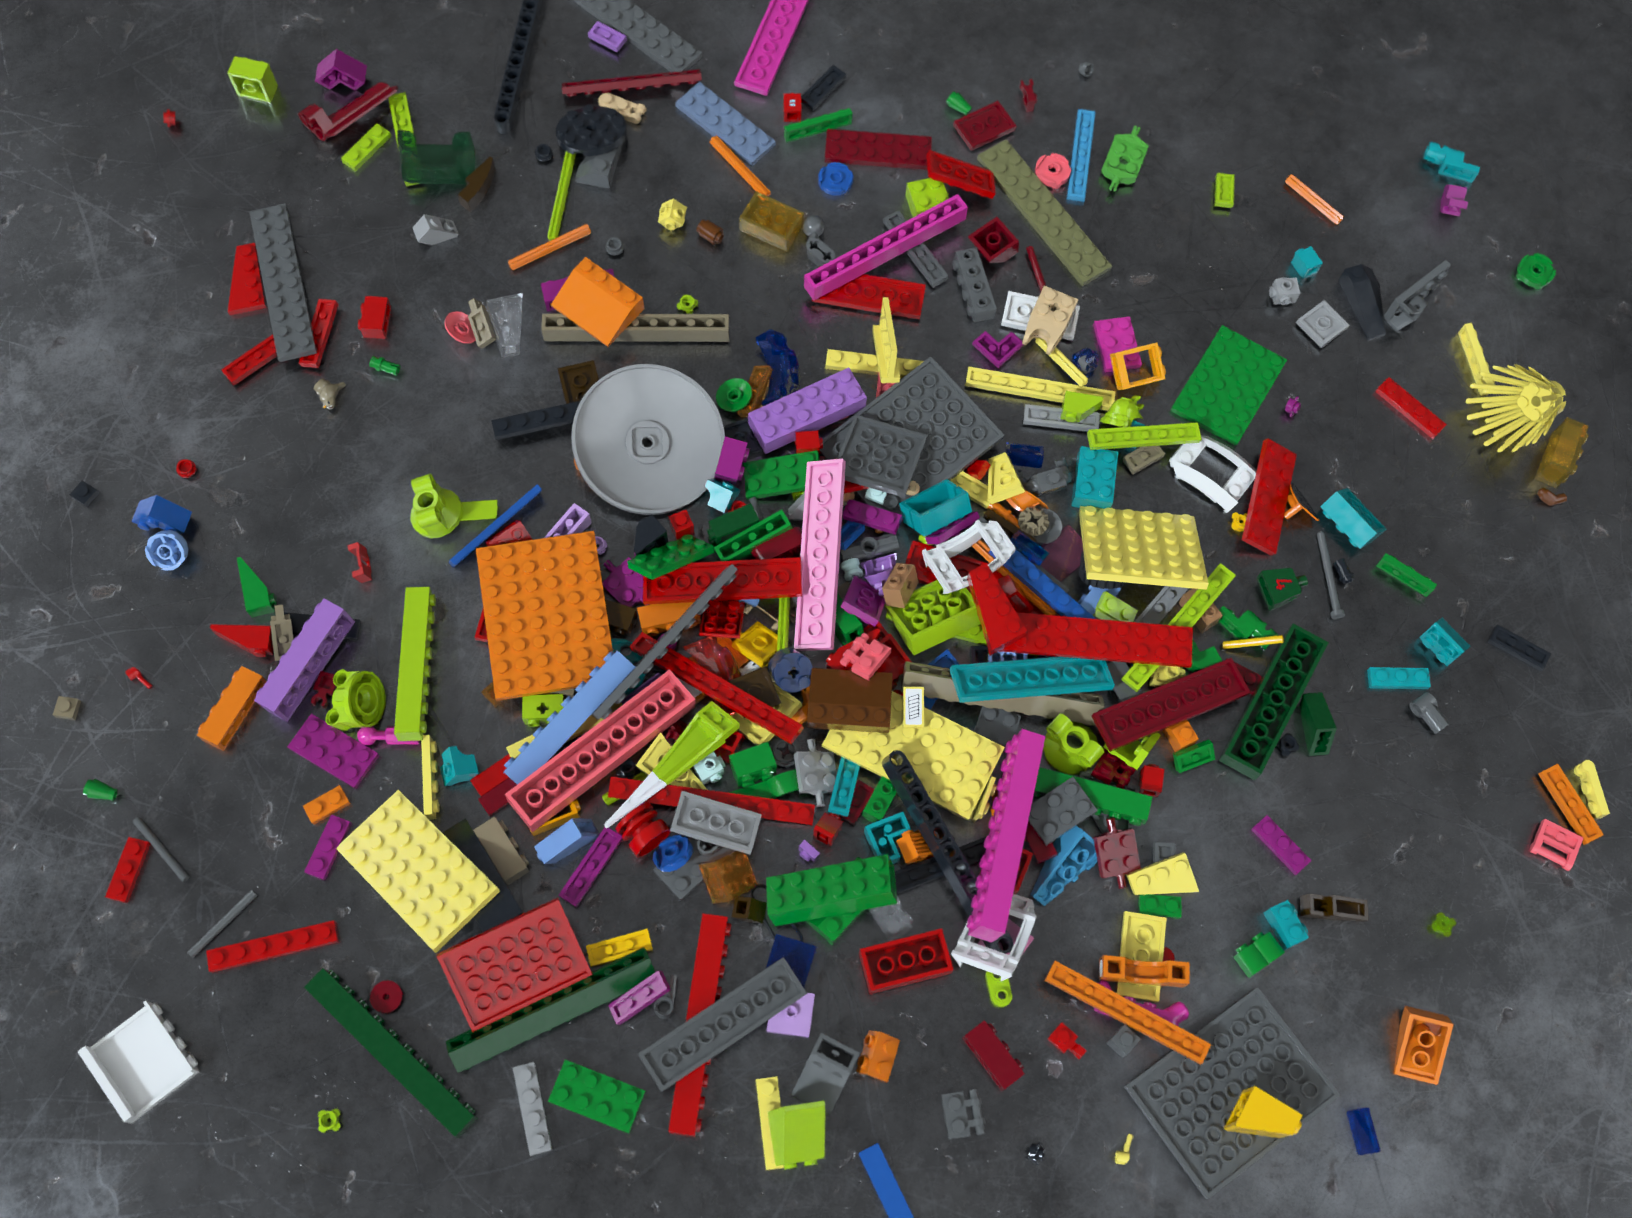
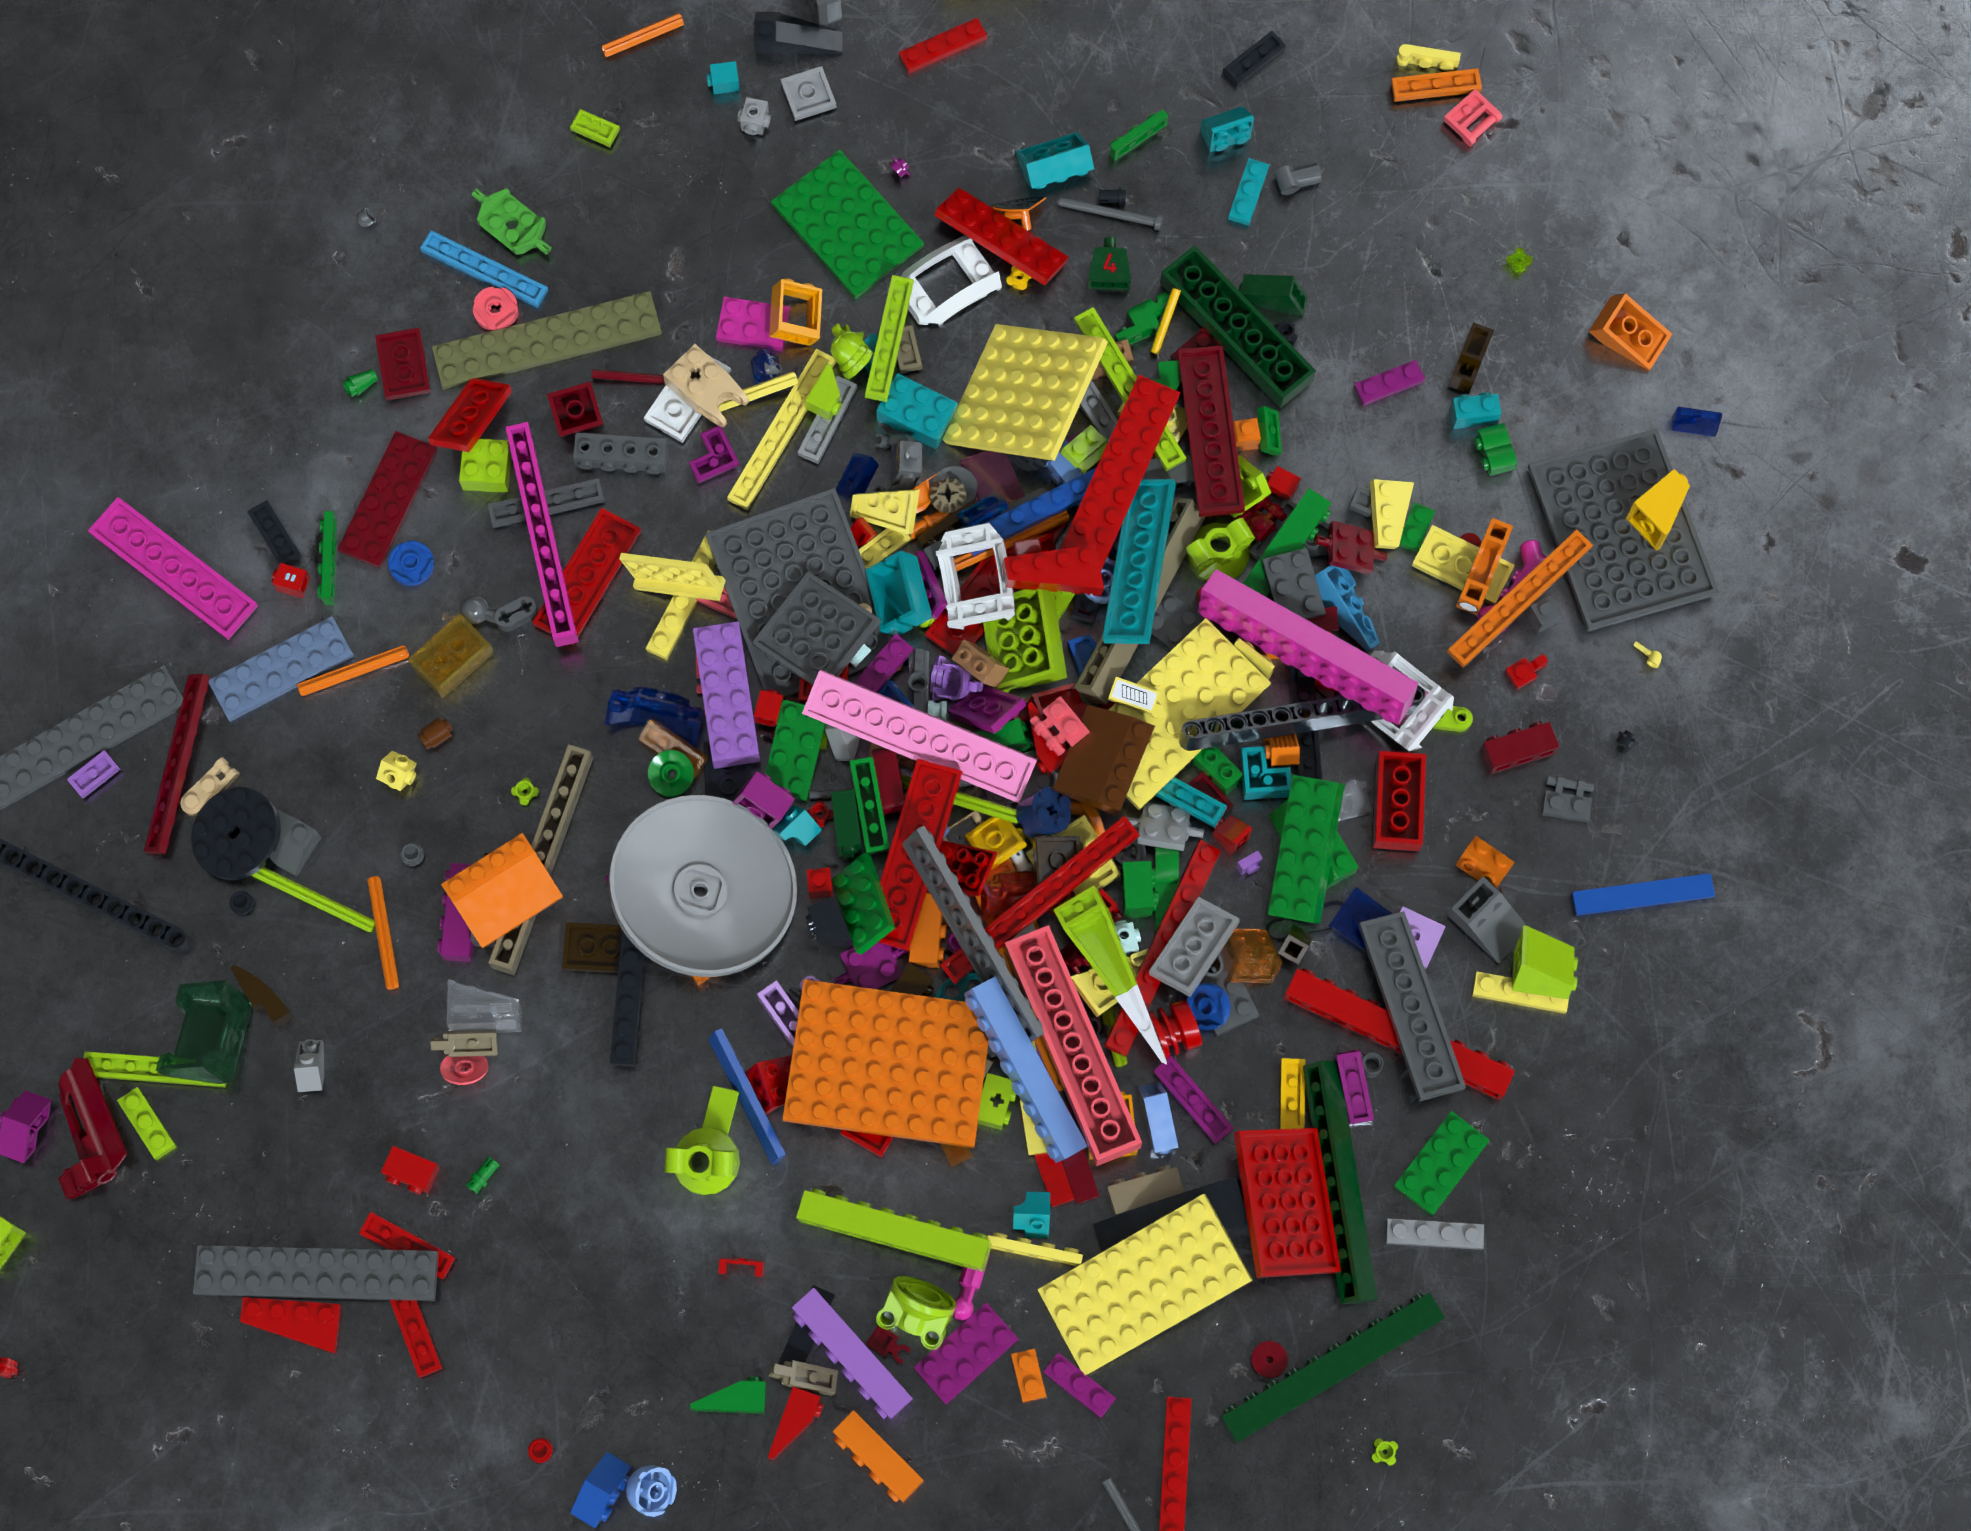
camera: 70 degrees left, 5 degrees up
(328, 392) = (497, 1252): dark tan animal -> none
(1029, 96) = (381, 298): dark red plate -> none

